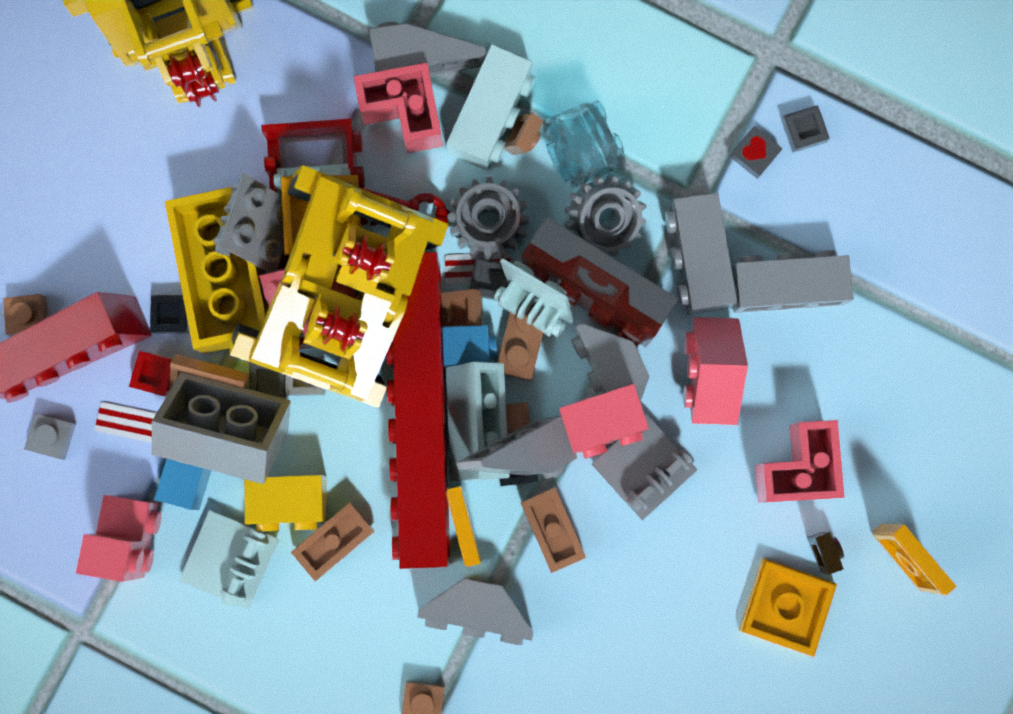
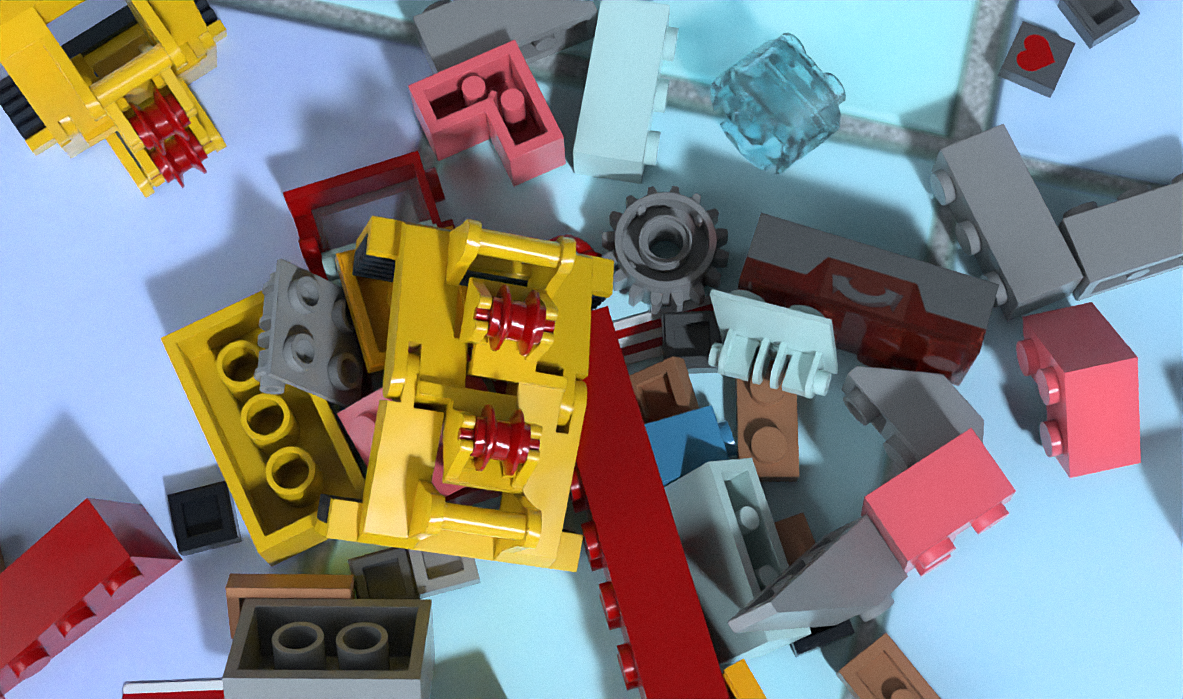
camera: 10 degrees left, 10 degrees down
(151, 374) = (197, 617): red plate -> none
(524, 134) = (684, 115): nougat plate -> none
(624, 218) = (869, 181): light grey gear -> none
(645, 470) = (1017, 572): light grey hinge -> none

